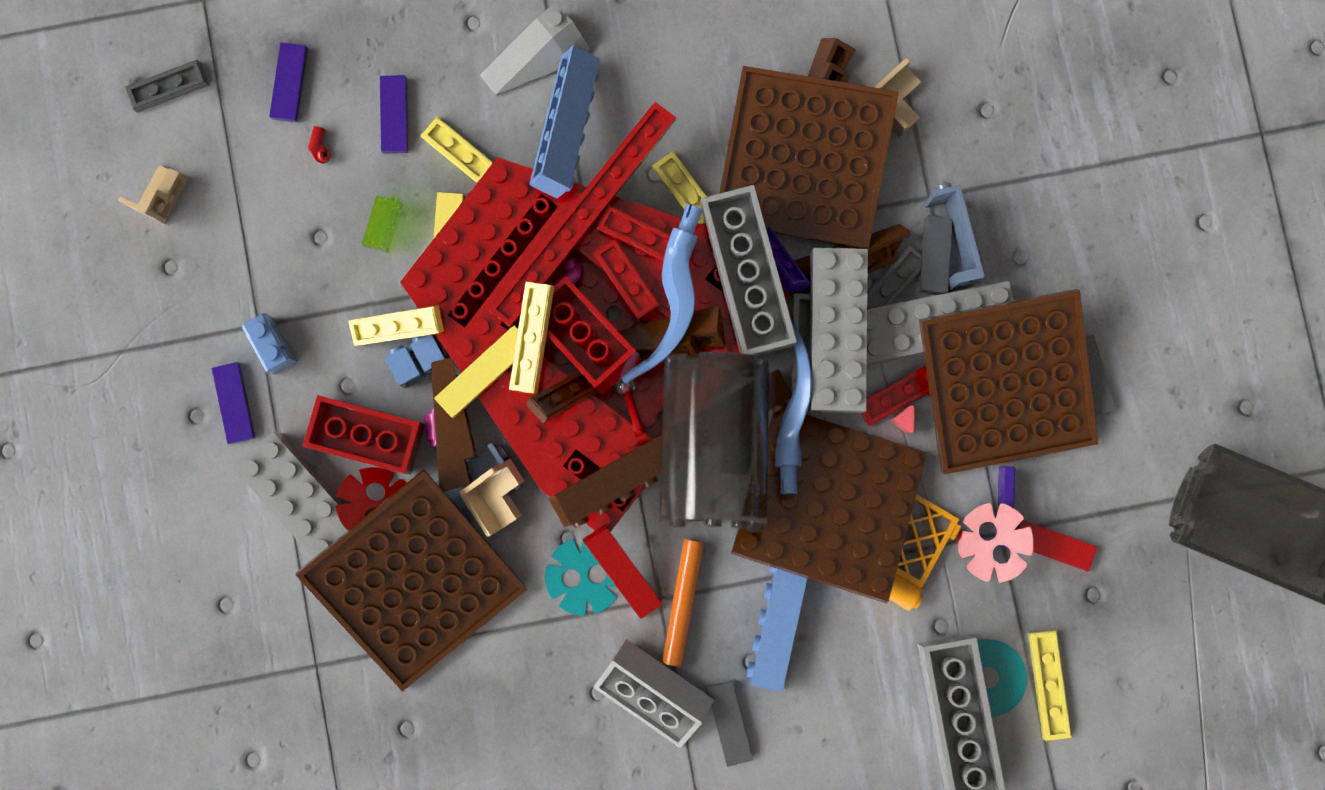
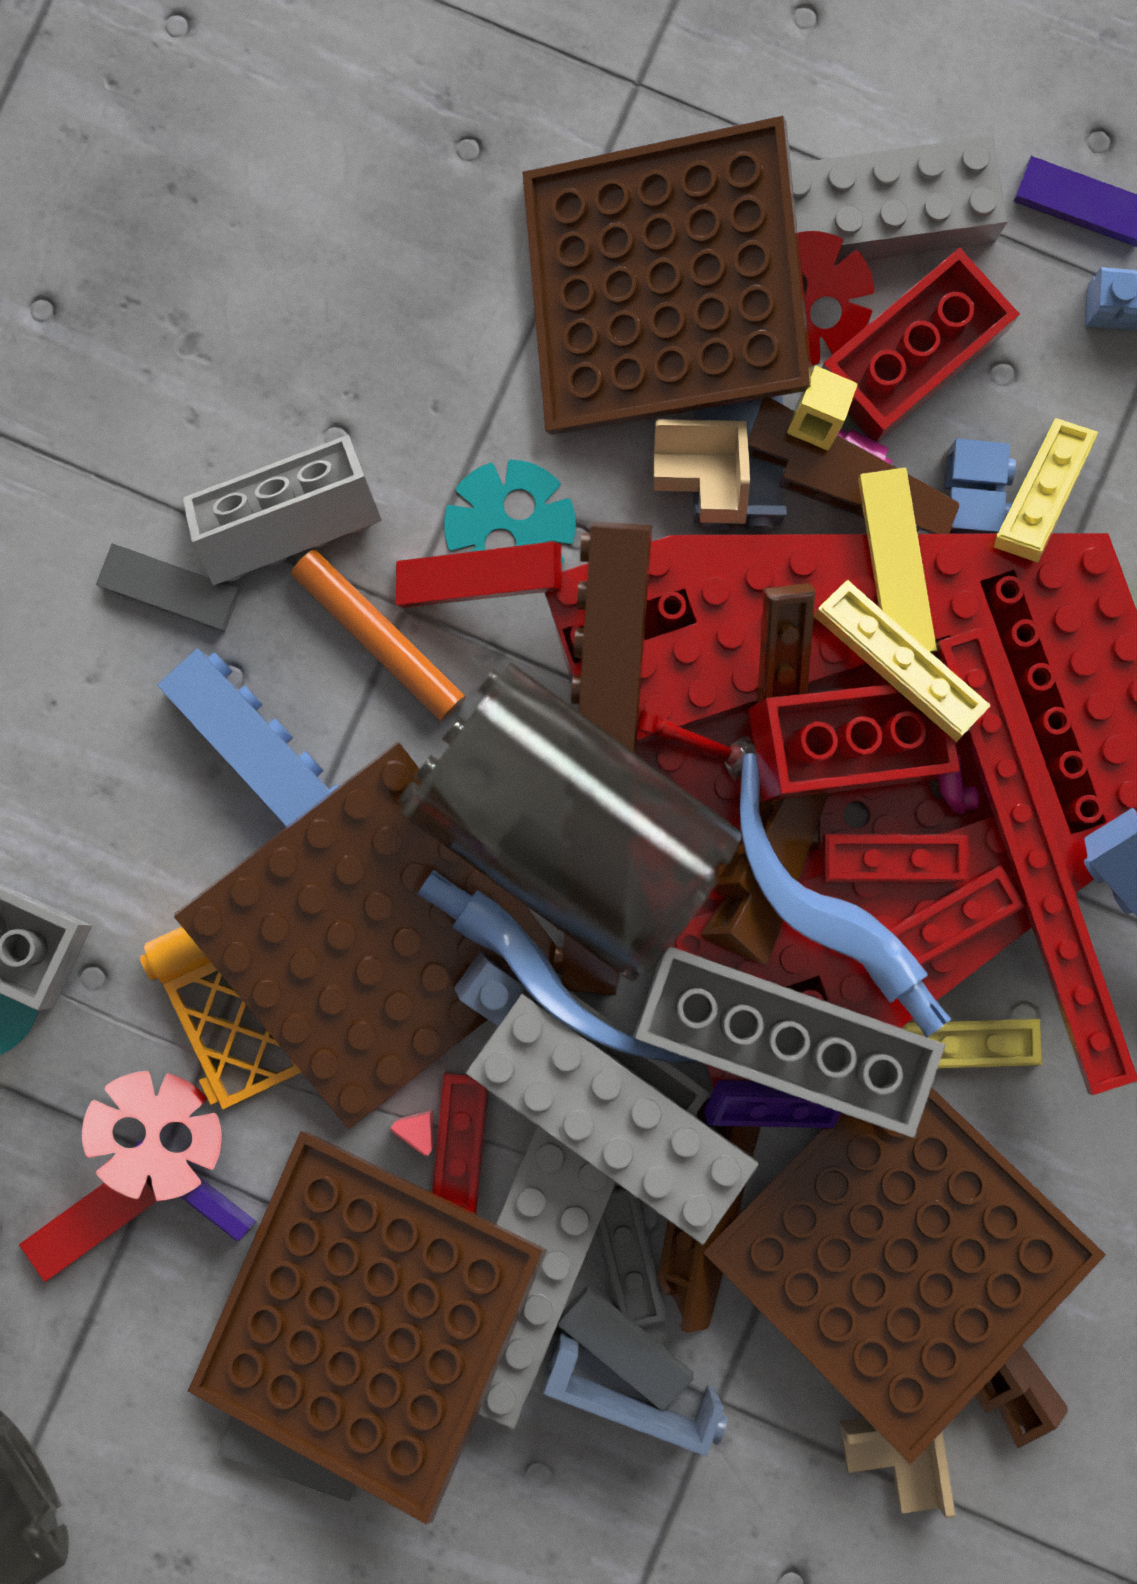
camera: 120 degrees right, 0 degrees up
(430, 457) = (822, 408): none -> light yellow brick
(817, 429) = (489, 988): none -> sand blue brick

